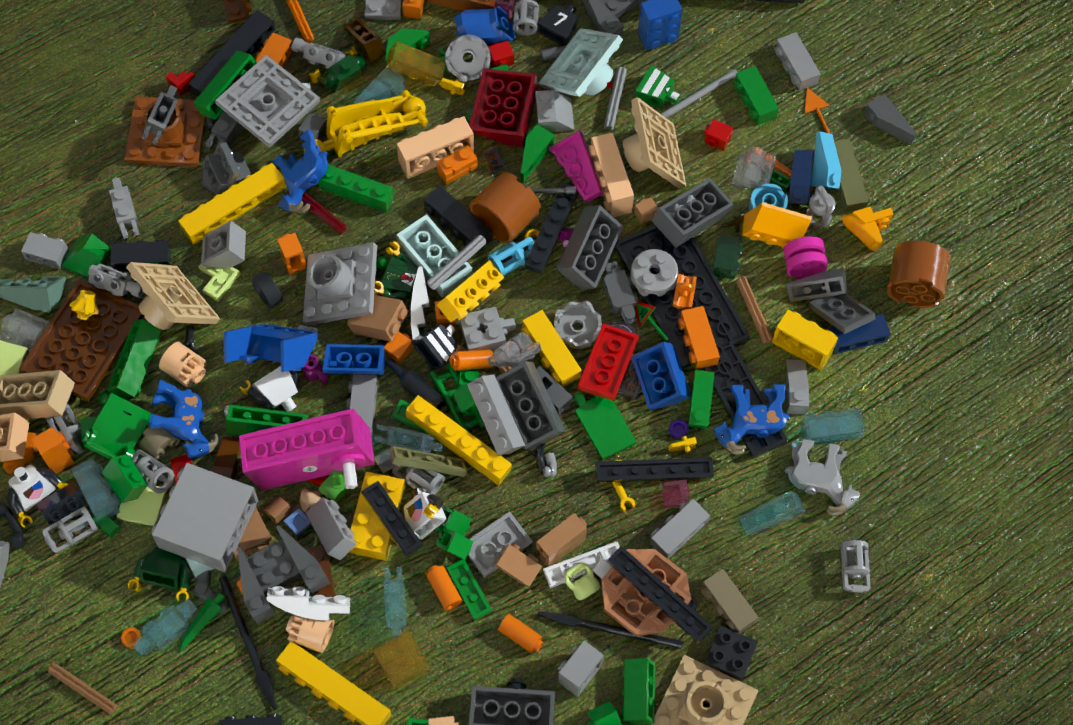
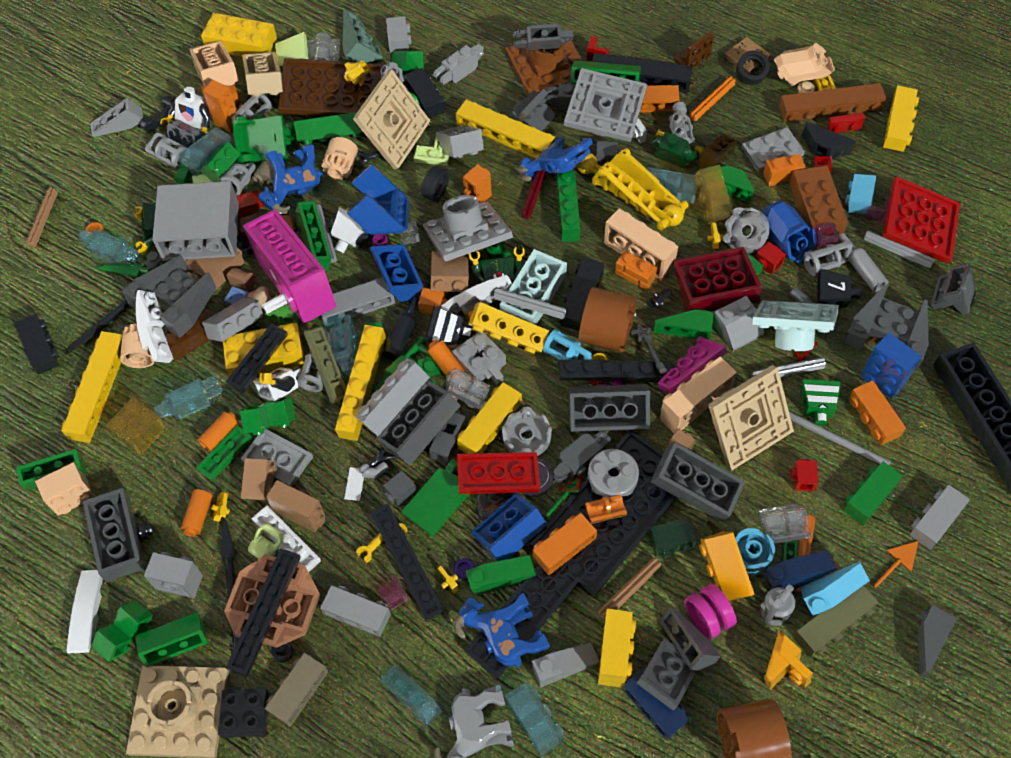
camera: 70 degrees right, 5 degrees down
(523, 610) = (220, 508): none -> yellow piece
(553, 489) = (354, 484): none -> white sticker
(580, 450) = (399, 489): none -> dark grey brick
(688, 55) = (876, 413): none -> orange brick

